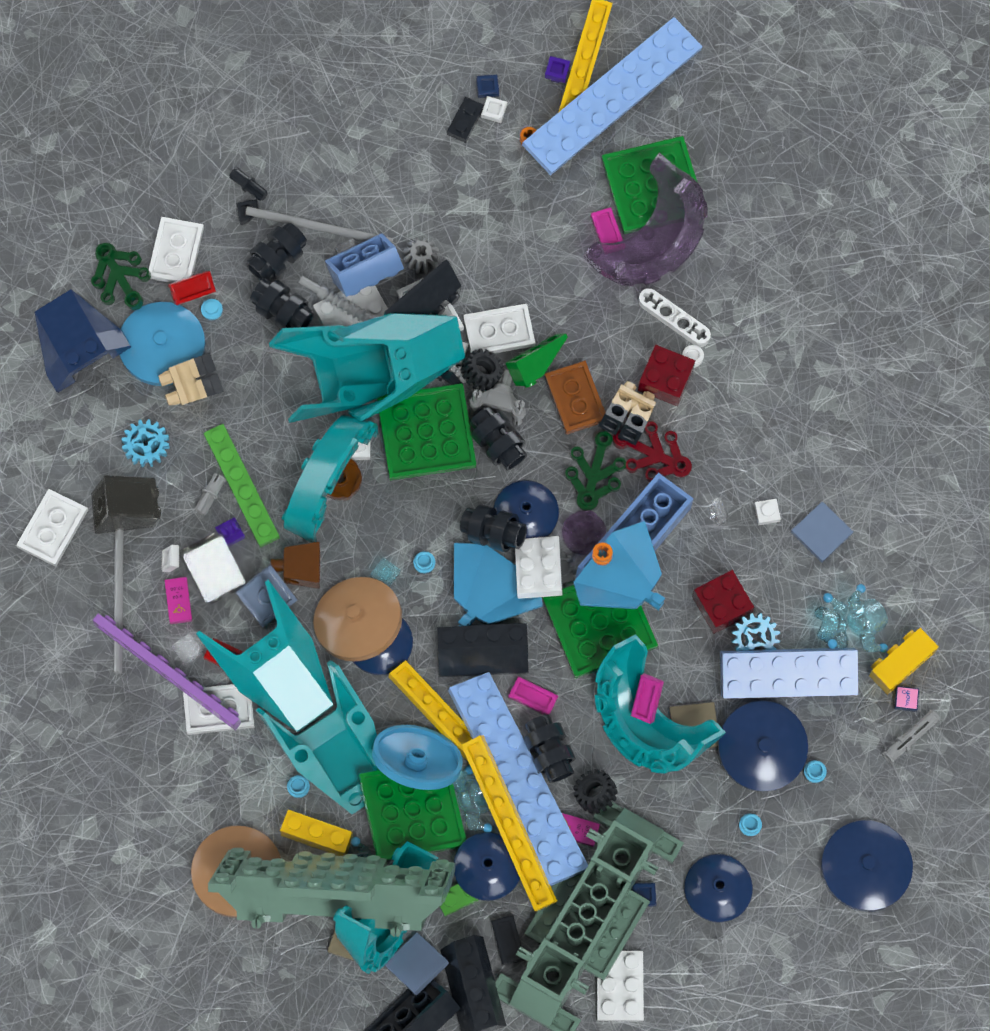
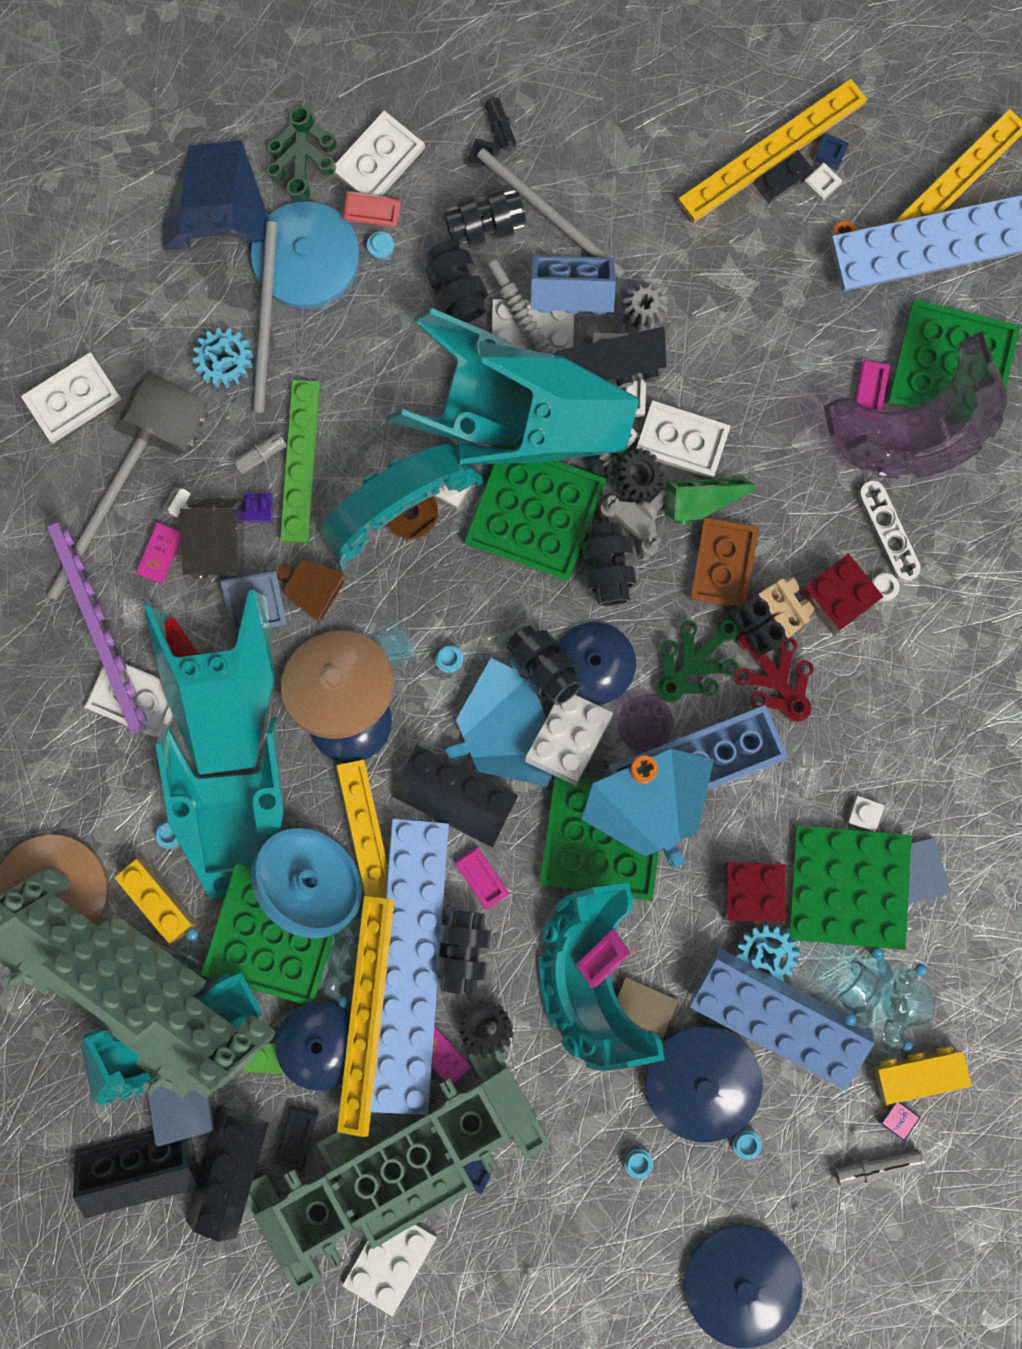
camera: 35 degrees right, 10 degrees up
(160, 400) = (265, 317): none -> light grey piece
(185, 383) = (301, 313): tan hips -> none
(447, 106) = (772, 150): none -> yellow plate
(557, 69) = (920, 173): dark purple tile -> none
(715, 903) = (555, 1193): dark blue dish -> none
(785, 564) = (850, 887): none -> green plate

